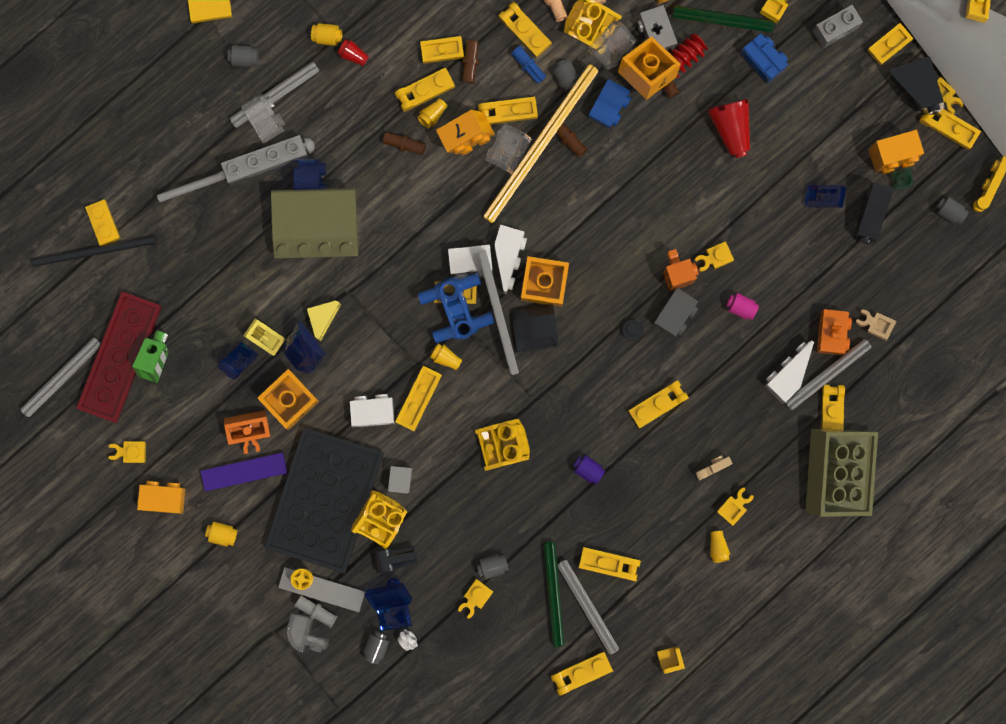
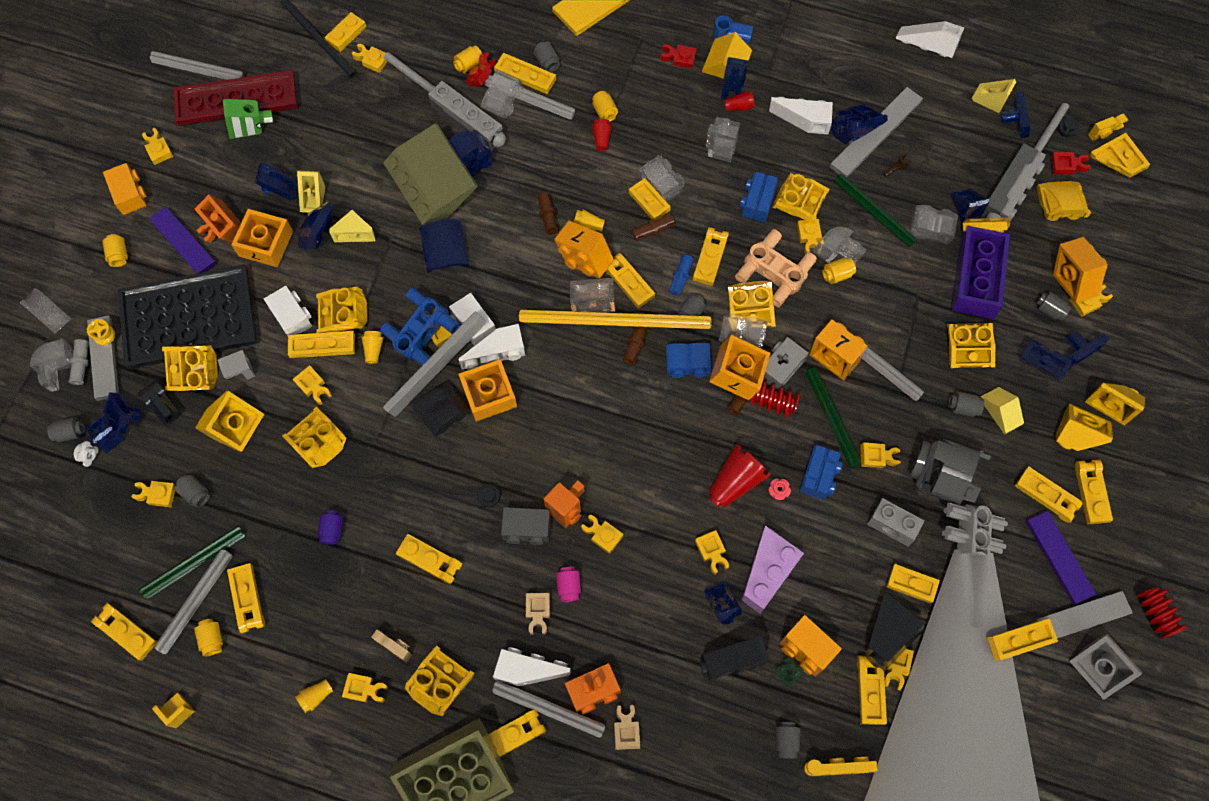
camera: 60 degrees right, 15 degrees down
(148, 211) = (370, 58): none -> yellow plate
(203, 127) = (467, 59): none -> yellow brick
(225, 124) = (480, 73): none -> red plate
(248, 84) = (527, 73): none -> yellow plate
(248, 620) = (45, 310): none -> clear brick
(384, 248) = (443, 244): none -> clear blue slope
(397, 366) = (341, 310): none -> yellow slope
(425, 89) = (606, 206): yellow plate -> none
(428, 26) = (662, 178): none -> clear brick
(448, 424) = (311, 384): none -> yellow plate
(448, 507) = (230, 421): none -> yellow slope
(626, 607) = (208, 637): none -> yellow brick
(747, 340) = (537, 608): none -> tan plate
(753, 98) = (775, 493): none -> coral plate
(763, 446) = (437, 682): none -> yellow slope
(776, 180) = (711, 548): none -> yellow plate
(819, 145) = (769, 570): none -> lavender wedge

